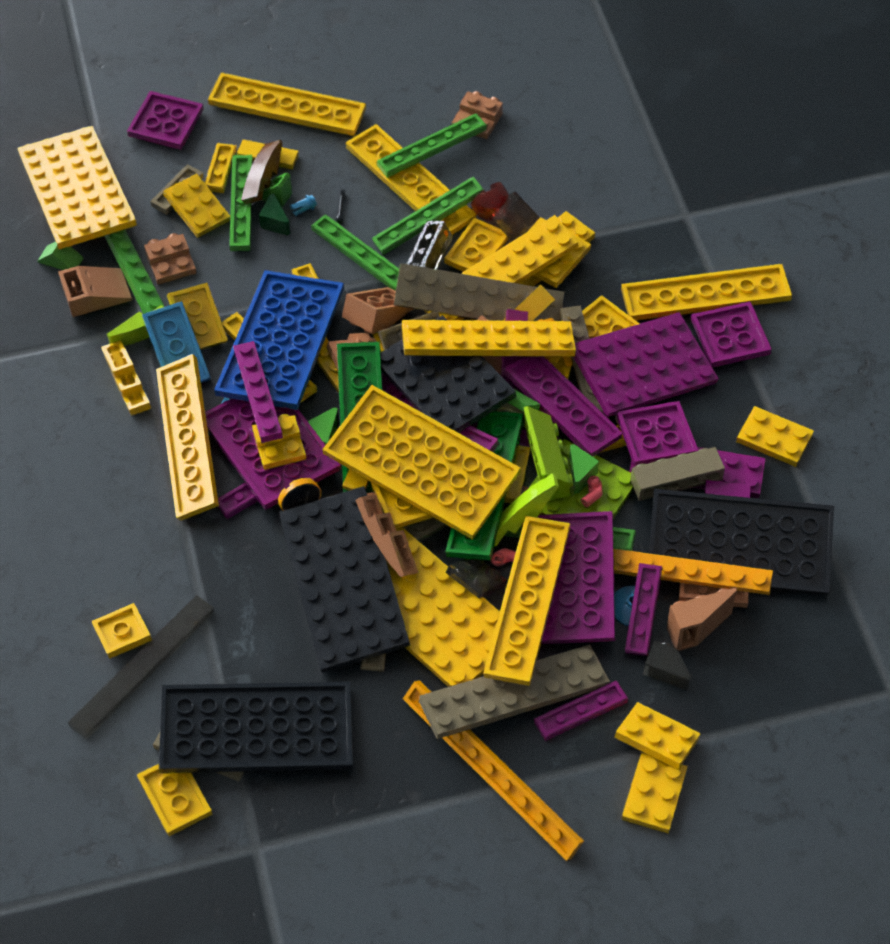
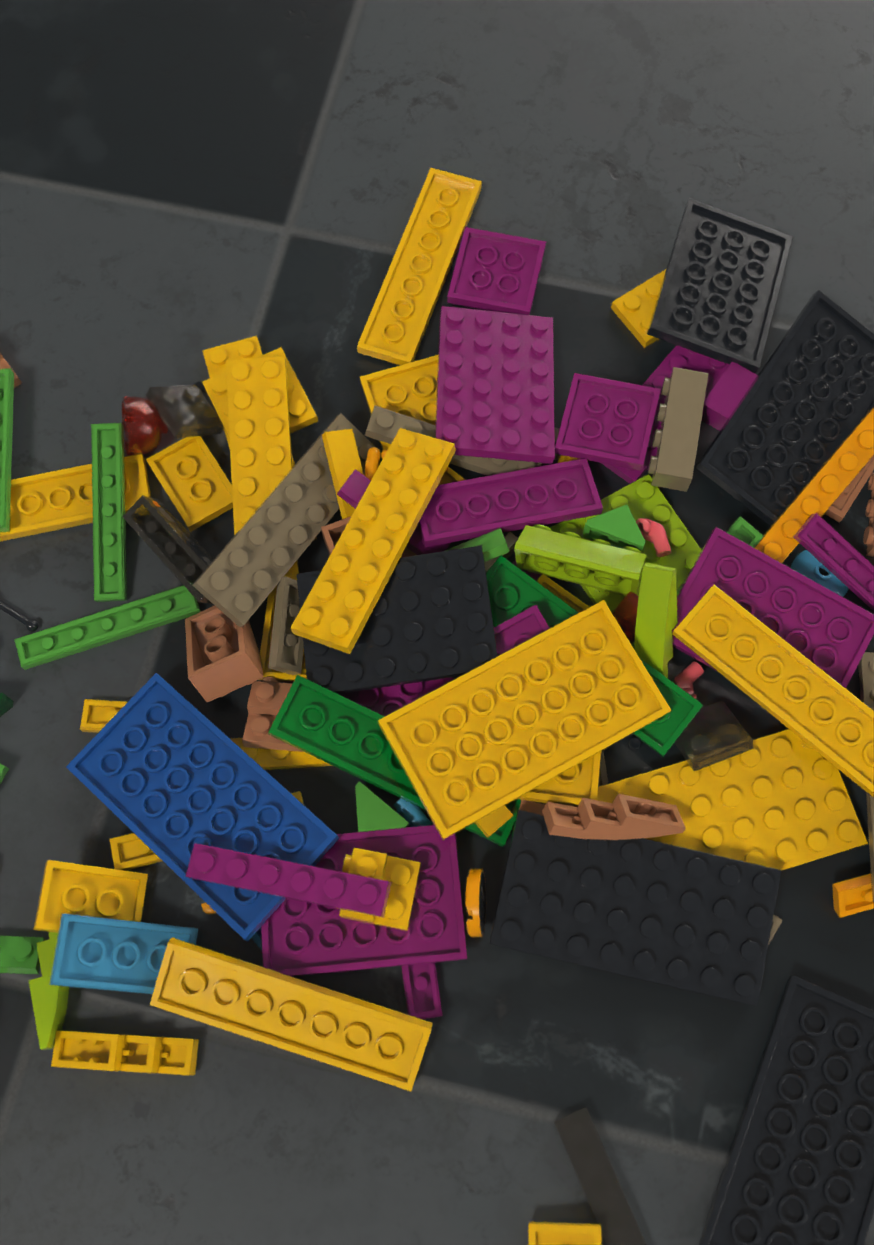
camera: 60 degrees left, 15 degrees up
(807, 456) = (721, 286): none -> black plate

